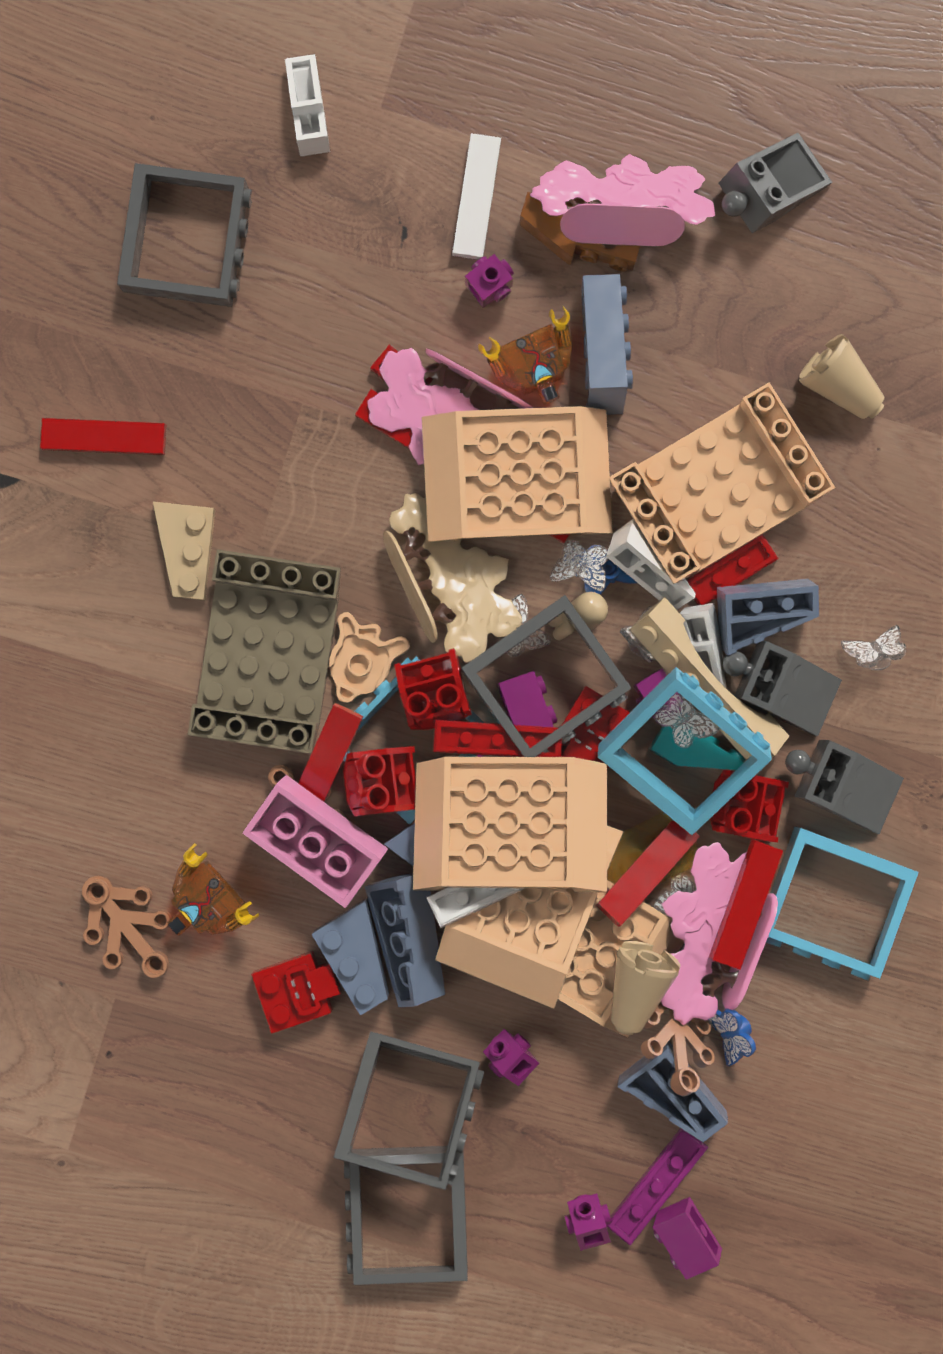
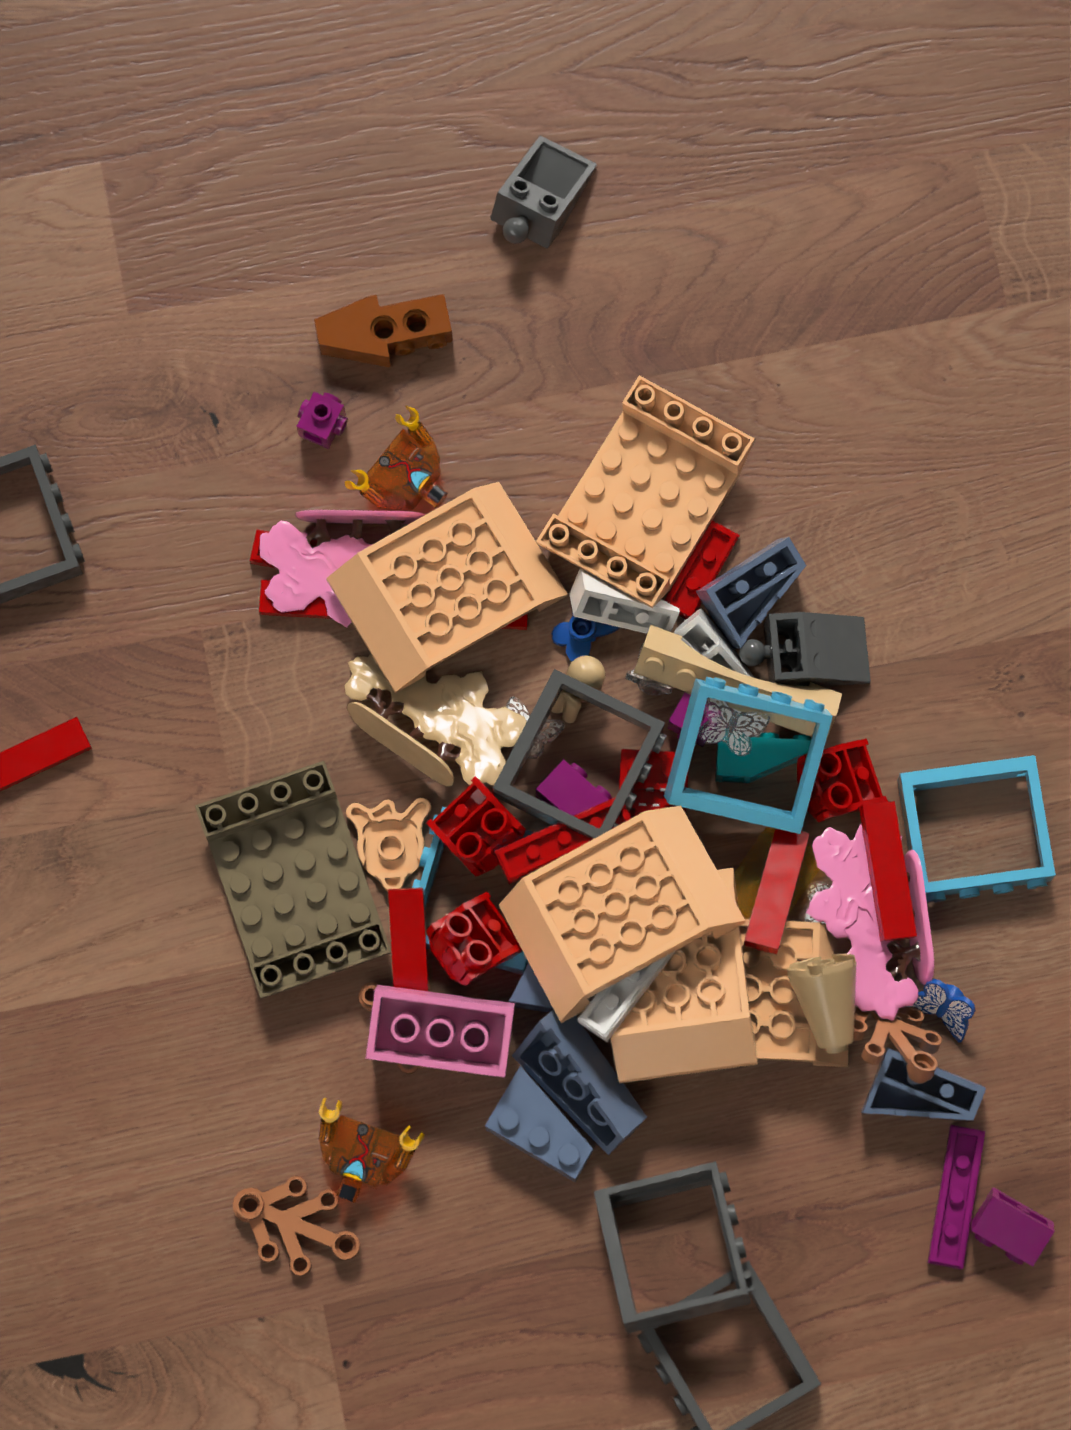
camera: 30 degrees left, 10 degrees down
(186, 546) = (160, 823): tan wing -> none
(295, 991) = (499, 1195): red piece -> none
(307, 105) = (58, 347): white slope -> none
(476, 196) = (266, 349): white tile -> none
(511, 1057) = (738, 1140): magenta brick -> none
(582, 563) = (554, 636): clear animal -> none
(588, 1221) = (908, 1263): magenta brick -> none
(605, 342) = (464, 420): sand blue wedge -> none
(628, 202) = (416, 280): bright pink plant -> none
(843, 379) = (708, 337): tan cone -> none
(848, 786) = (927, 712): dark grey slope -> none
(878, 653) = (883, 573): clear animal -> none

